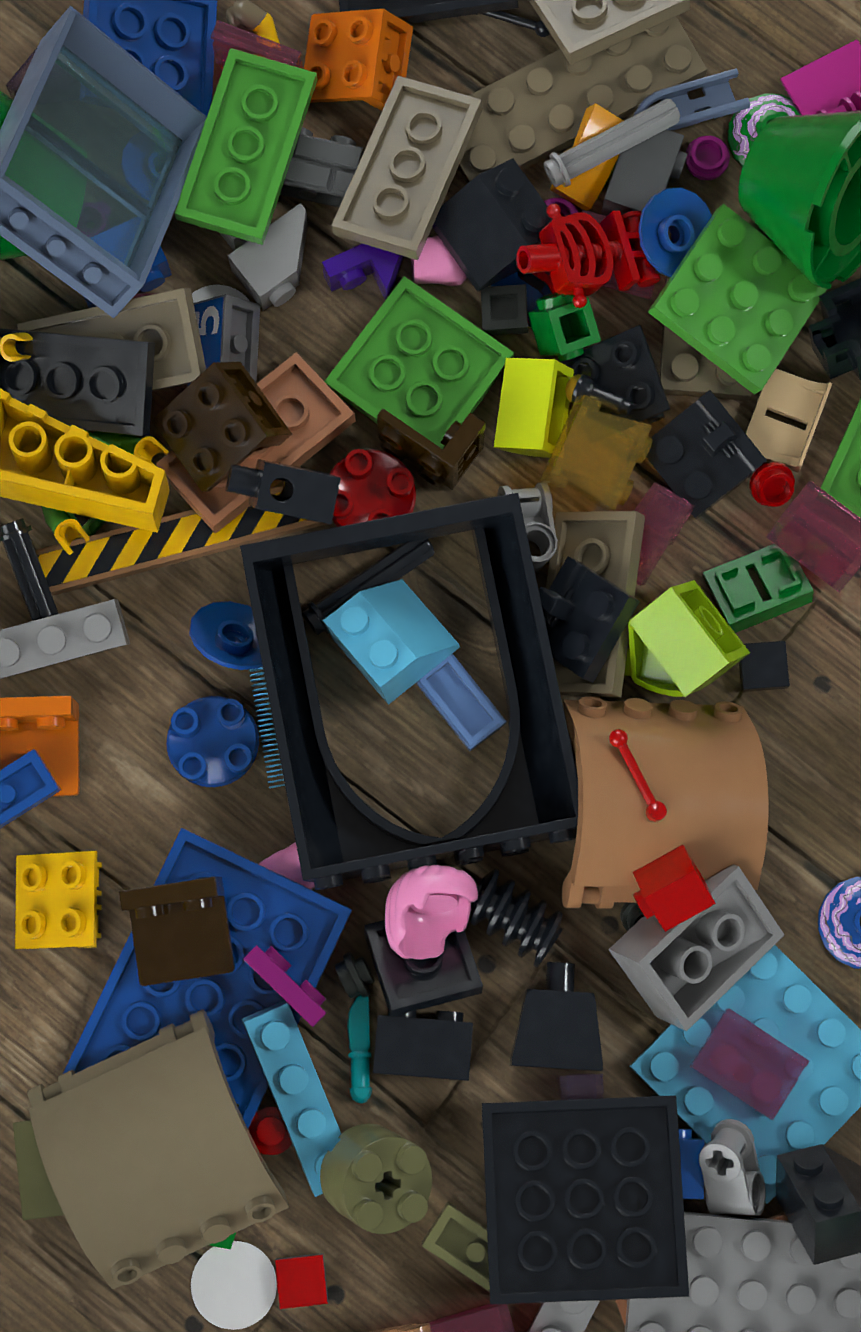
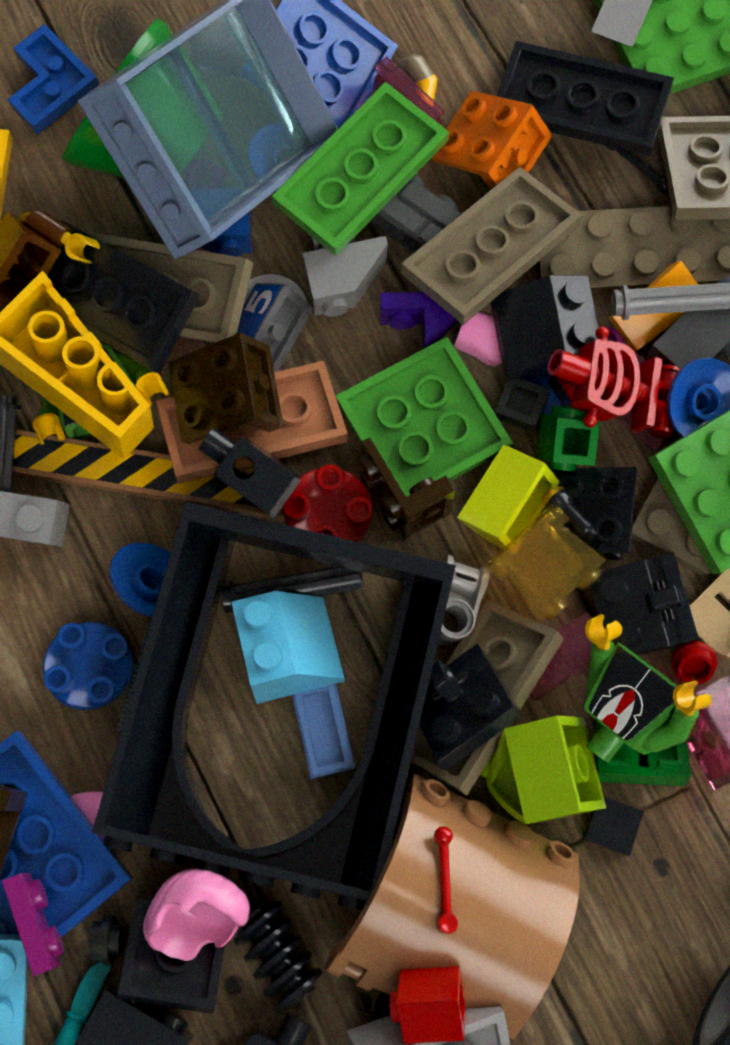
camera: 25 degrees right, 5 degrees down
(732, 541) = (634, 698): none -> torso

